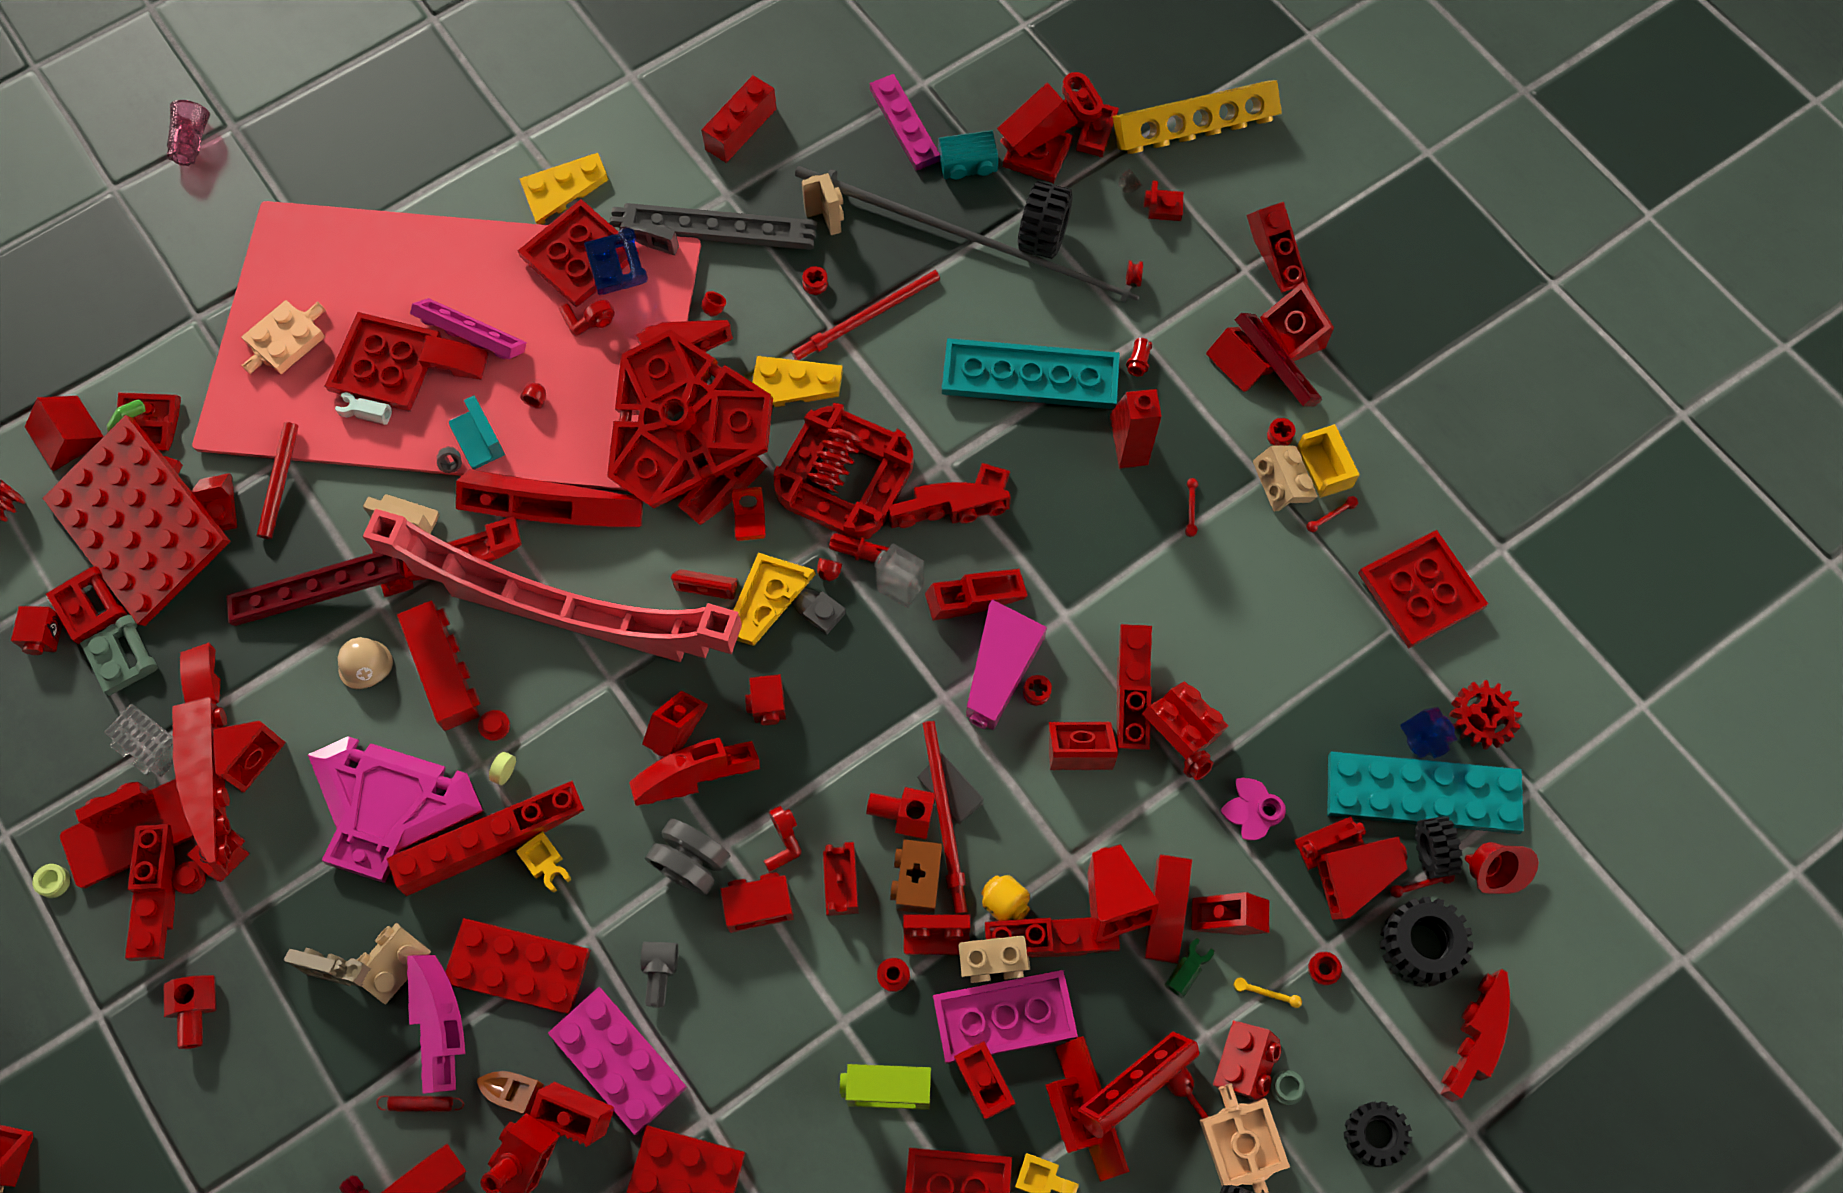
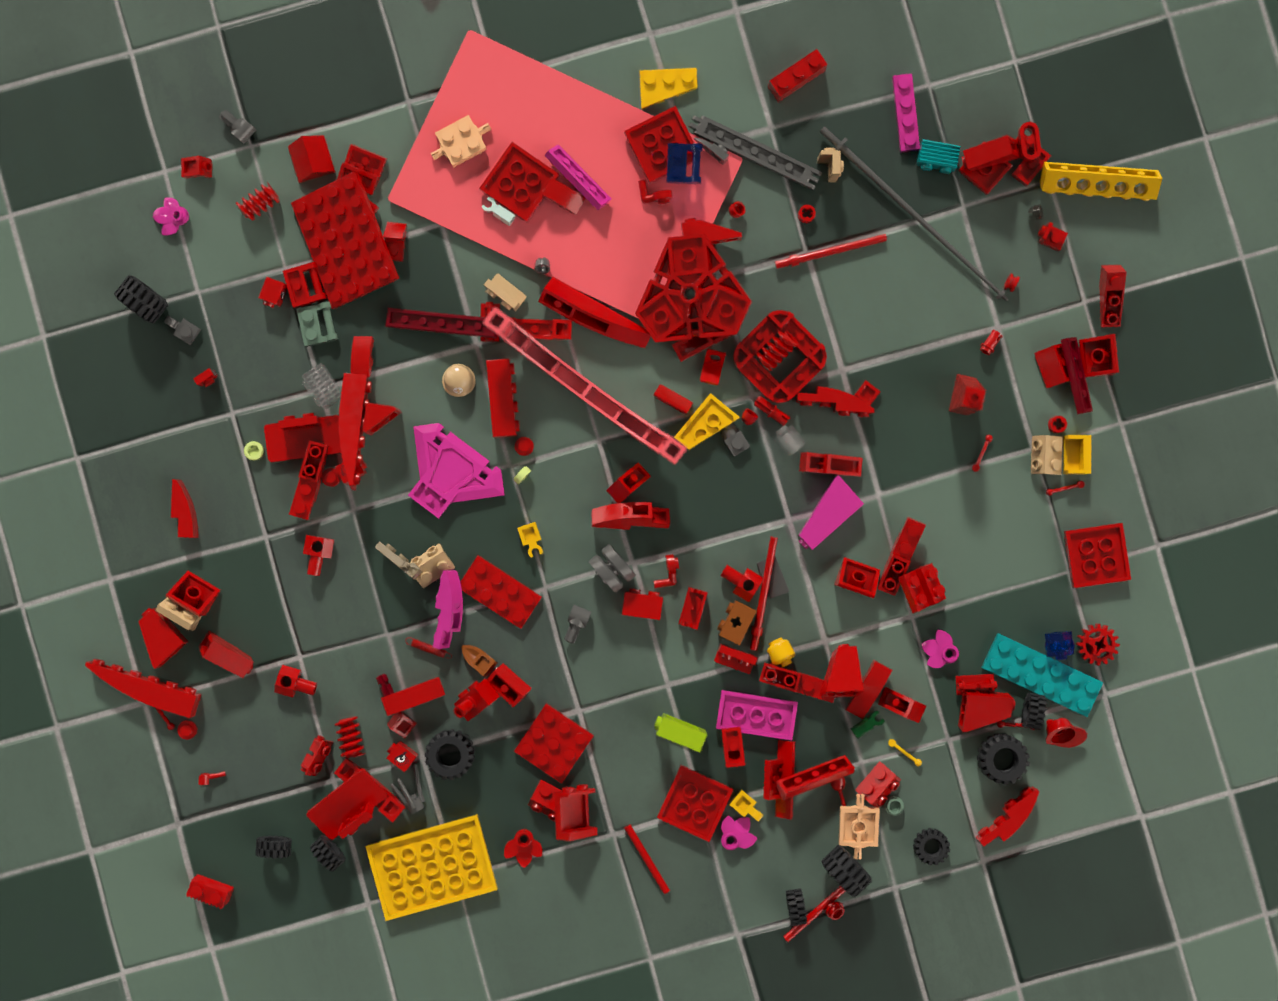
camera: 25 degrees right, 20 degrees up
(130, 409) = (352, 164): bright green arm -> none
(277, 480) = (435, 241): red piece -> none
(476, 435) = (562, 254): teal panel -> none
(483, 839) = (503, 514): red slope -> none
(534, 395) = (606, 238): red hinge -> none
(617, 1060) = (540, 662): dark pink plate -> none
(766, 699) = (685, 488): red brick -> none
(797, 380) = (768, 281): yellow wing -> none
(900, 982) = (708, 675): red plate -> none
(994, 956) = (762, 684): tan bracket -> none
(1031, 373) = (918, 330): teal plate -> none
(1044, 684) = (849, 532): red bush -> none
(1045, 219) = (968, 229): black tyre -> none
(1198, 765) = (919, 616): red plate -> none
(1331, 961) = (948, 751): red plate -> none

